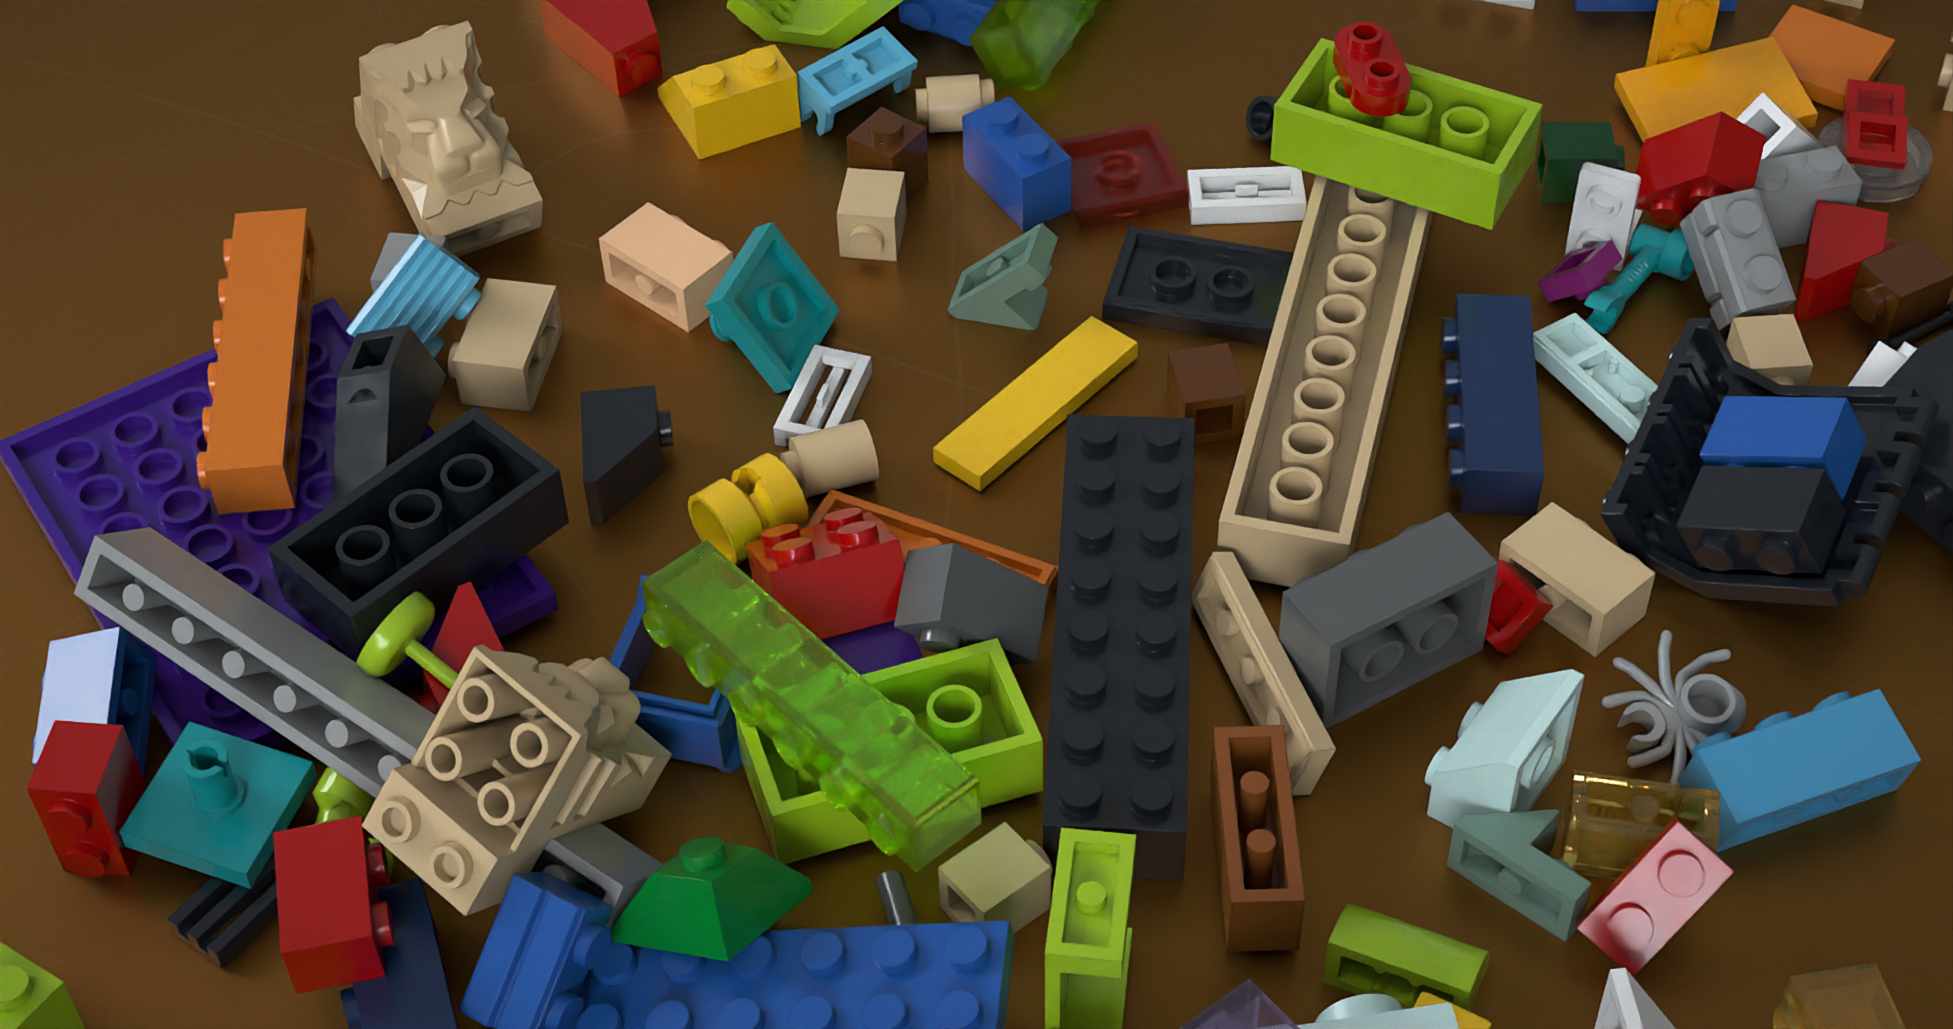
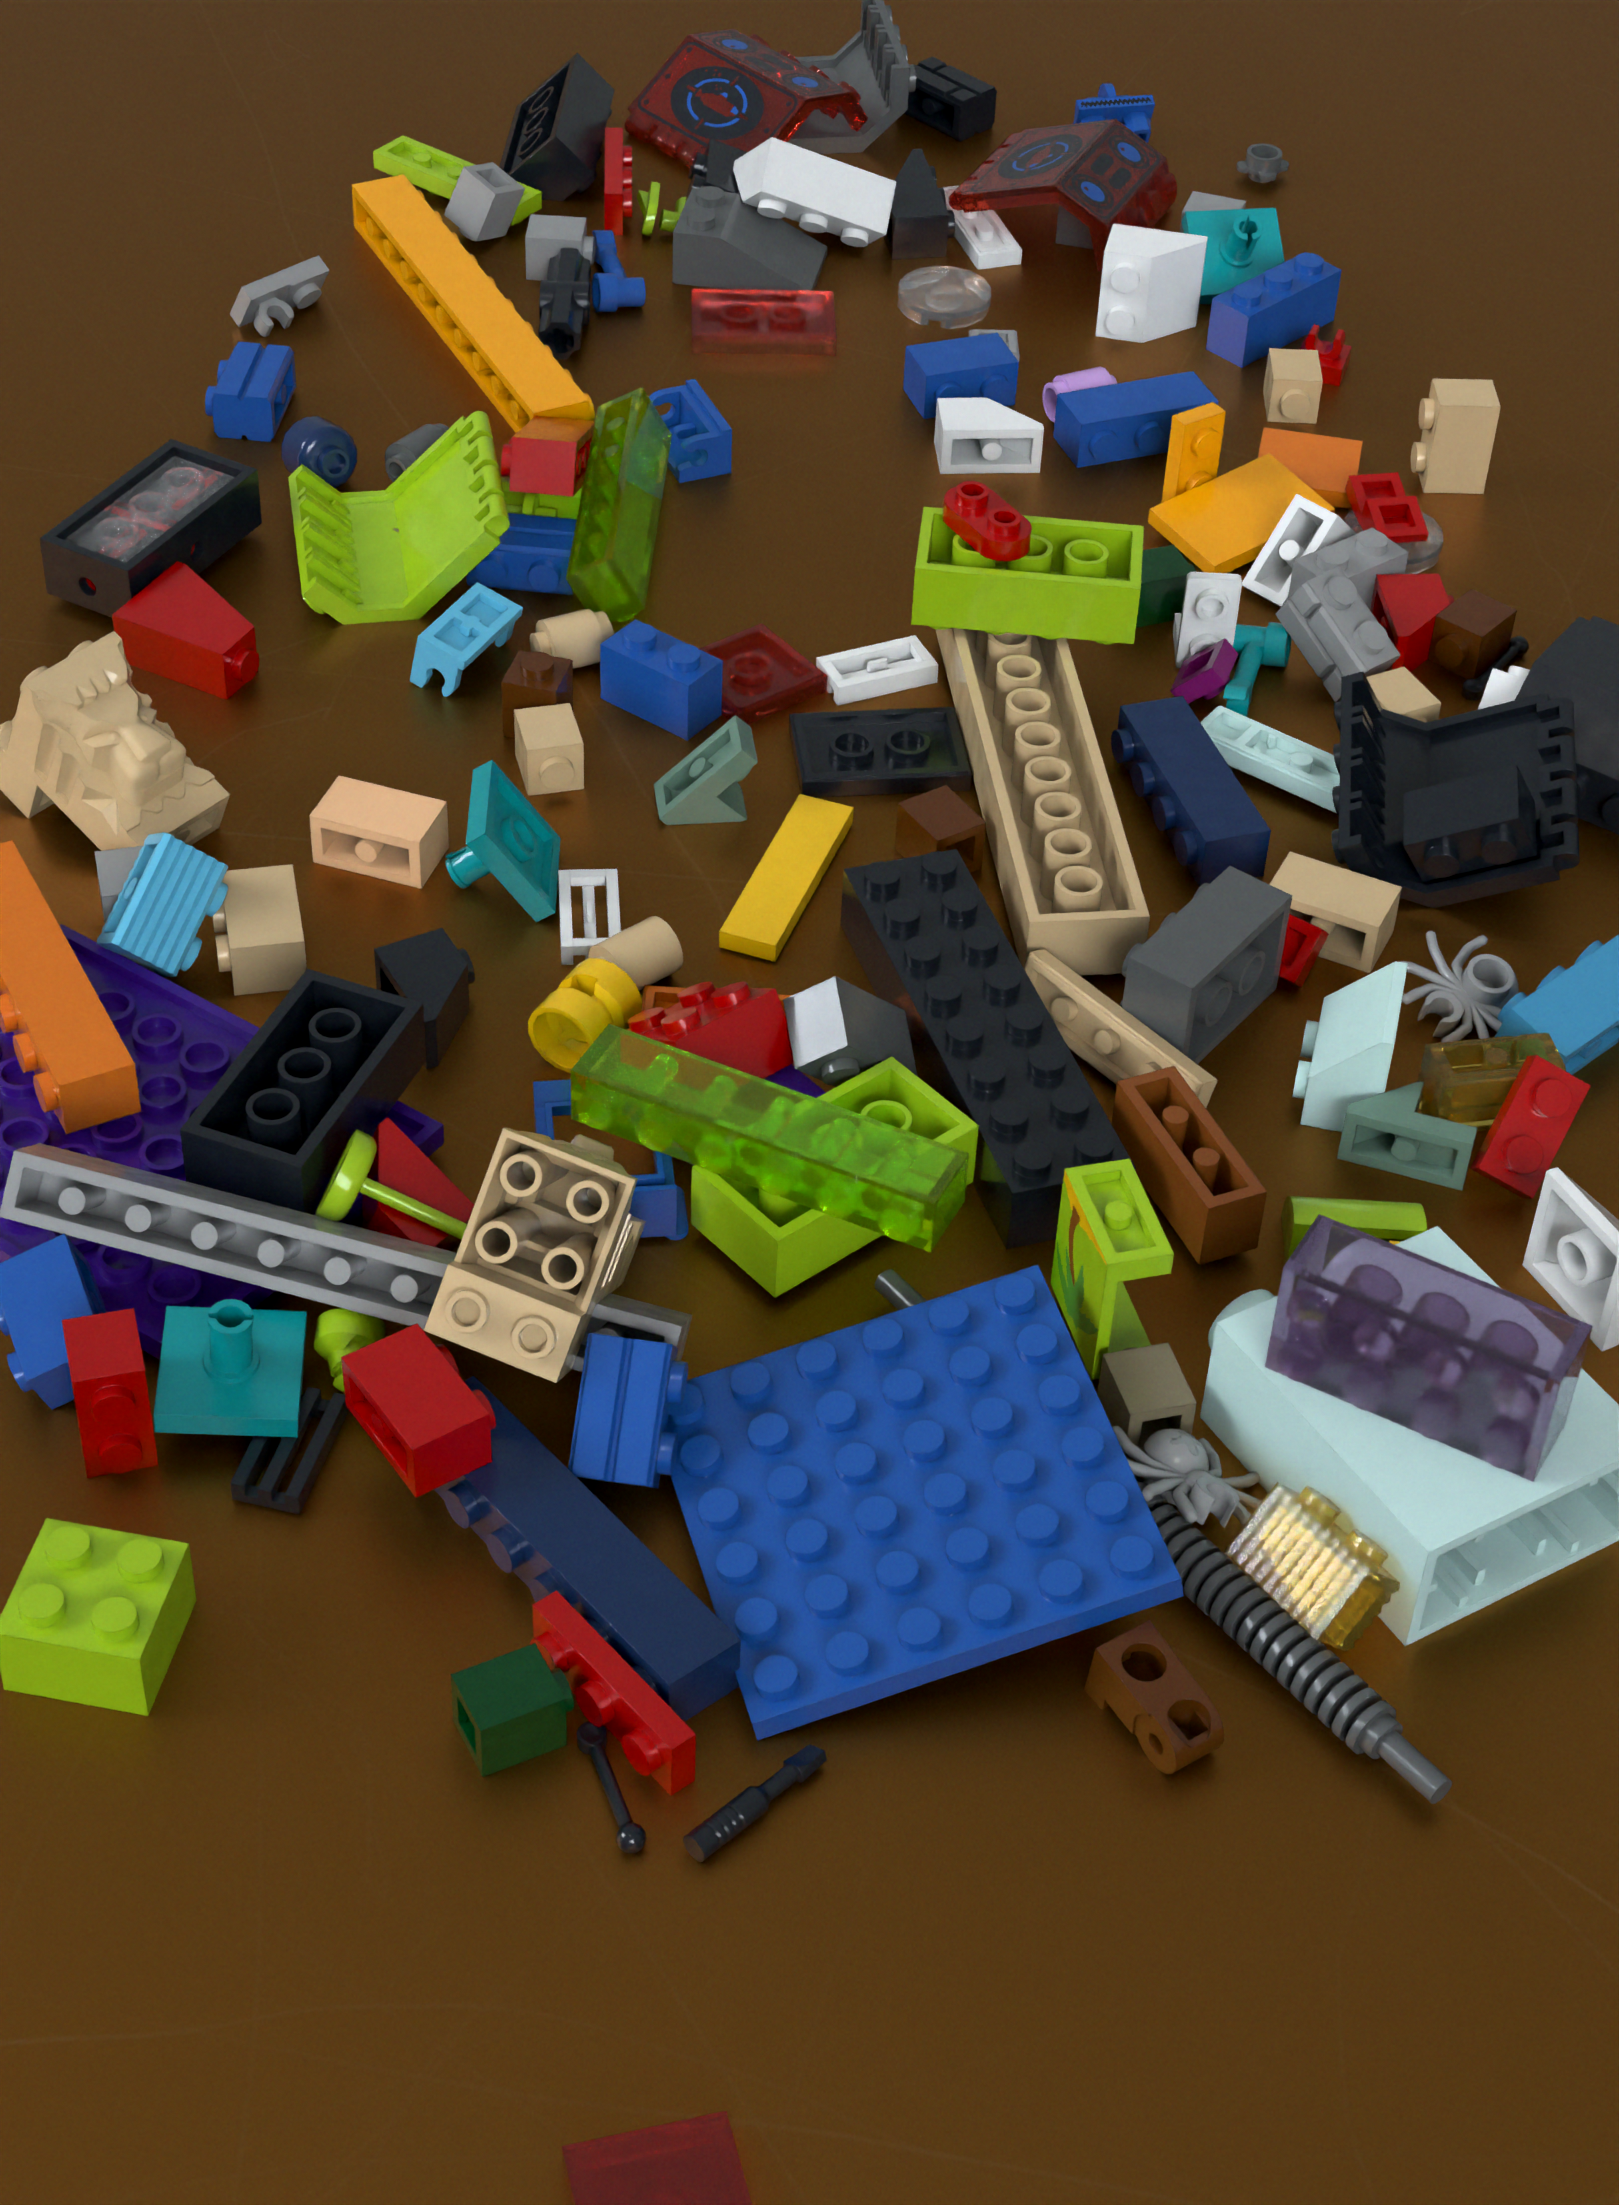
camera: 25 degrees left, 5 degrees down
(381, 403) = (197, 1002): black slope -> none
(710, 900) = (757, 1320): green slope -> none
(734, 101) = (354, 678): yellow slope -> none
(997, 880) = (981, 1249): tan brick -> none
(1260, 117) = (861, 597): black hinge -> none
(1696, 164) = (1273, 561): red brick -> none
(1787, 435) = (1459, 750): blue brick -> none

